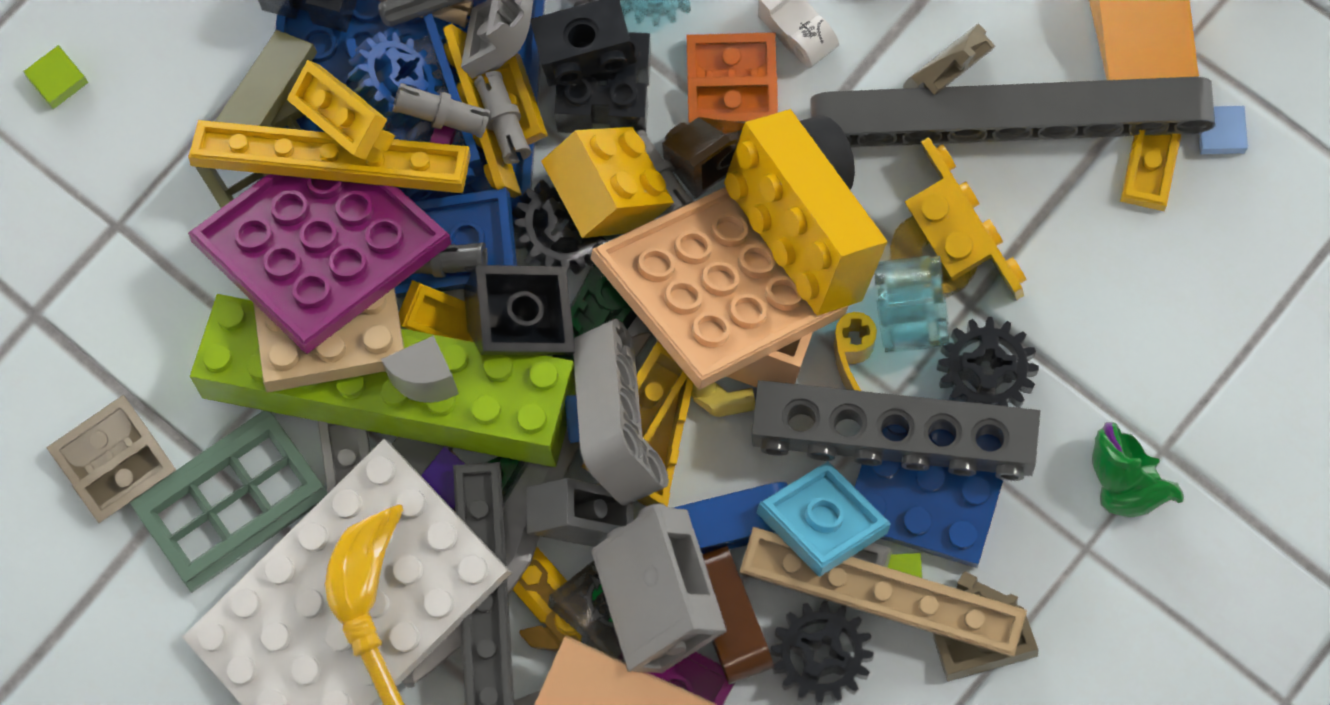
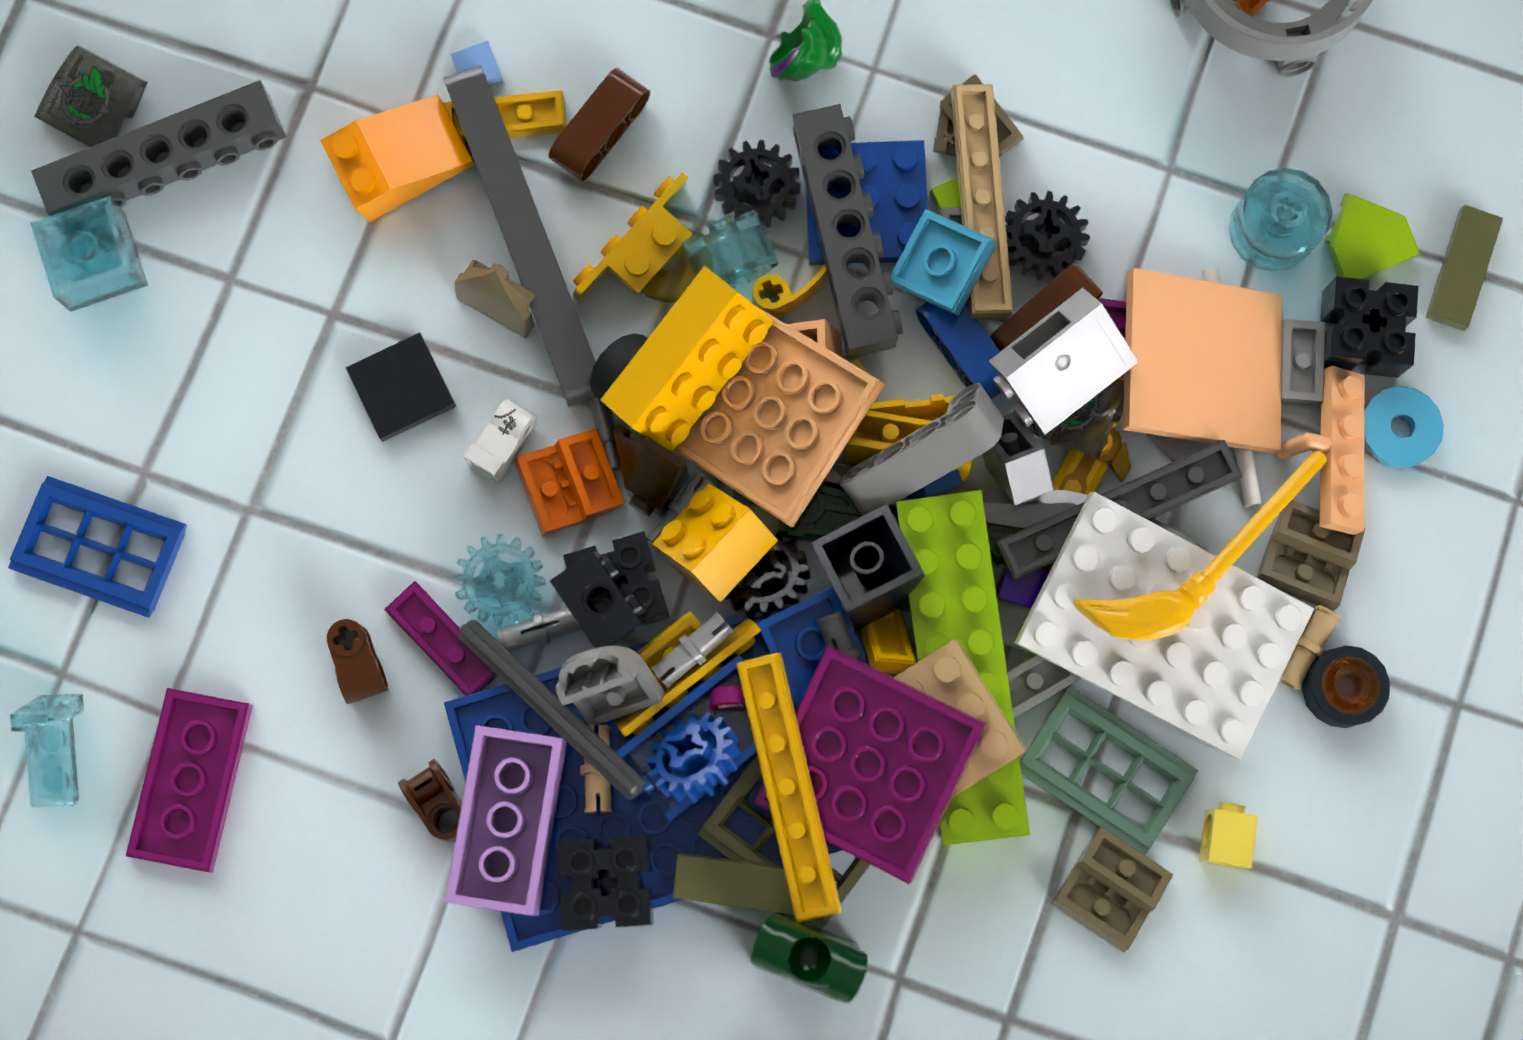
camera: 115 degrees left, 5 degrees up
(110, 590) = (1228, 836): none -> light yellow brick
(160, 121) = (810, 957): none -> dark green piece
(339, 111) = (748, 790): yellow plate -> none
(421, 372) = (963, 616): light grey brick -> none
(441, 110) = (714, 698): light grey pin -> none
(1112, 230) = (599, 124): none -> reddish brown beam

